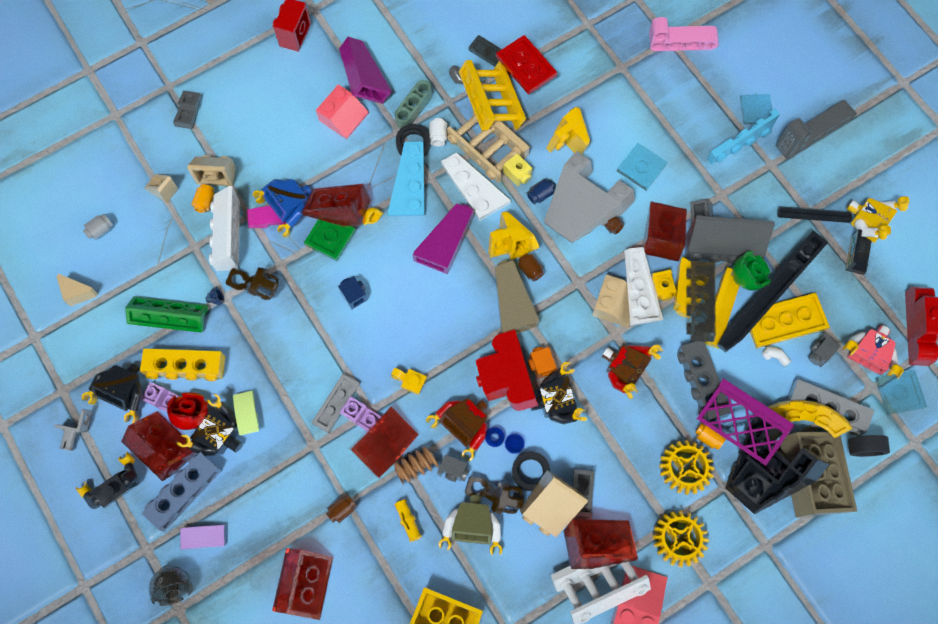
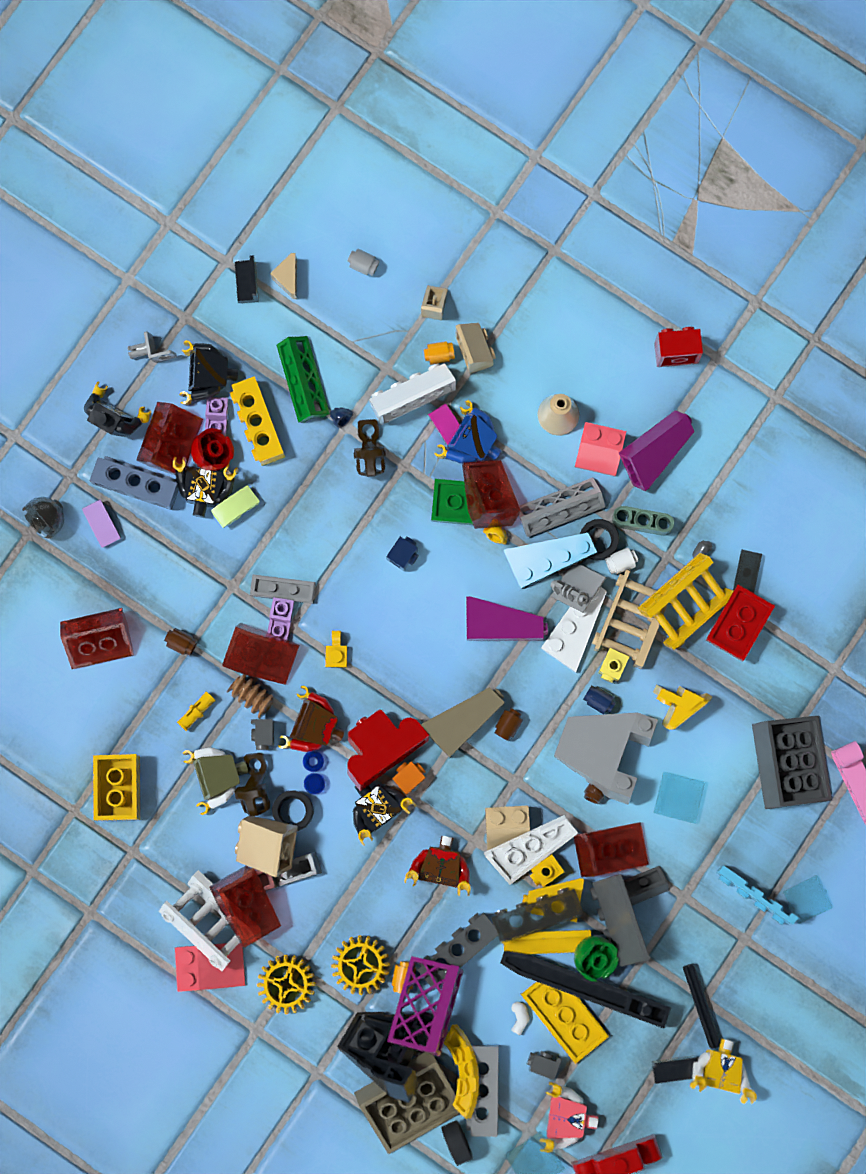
camera: 70 degrees right, 10 degrees up
(60, 324) = (246, 281): none -> black panel
(188, 109) = (534, 285): dark grey slope -> none
(298, 129) = (558, 414): none -> tan cone
(376, 157) = (562, 509): none -> light grey fence
(444, 170) = (577, 587): none -> light grey hinge
(511, 238) = (528, 694): yellow piece -> none
(647, 77) = (791, 762): none -> dark grey slope
(800, 136) = (807, 974): dark grey beam -> none

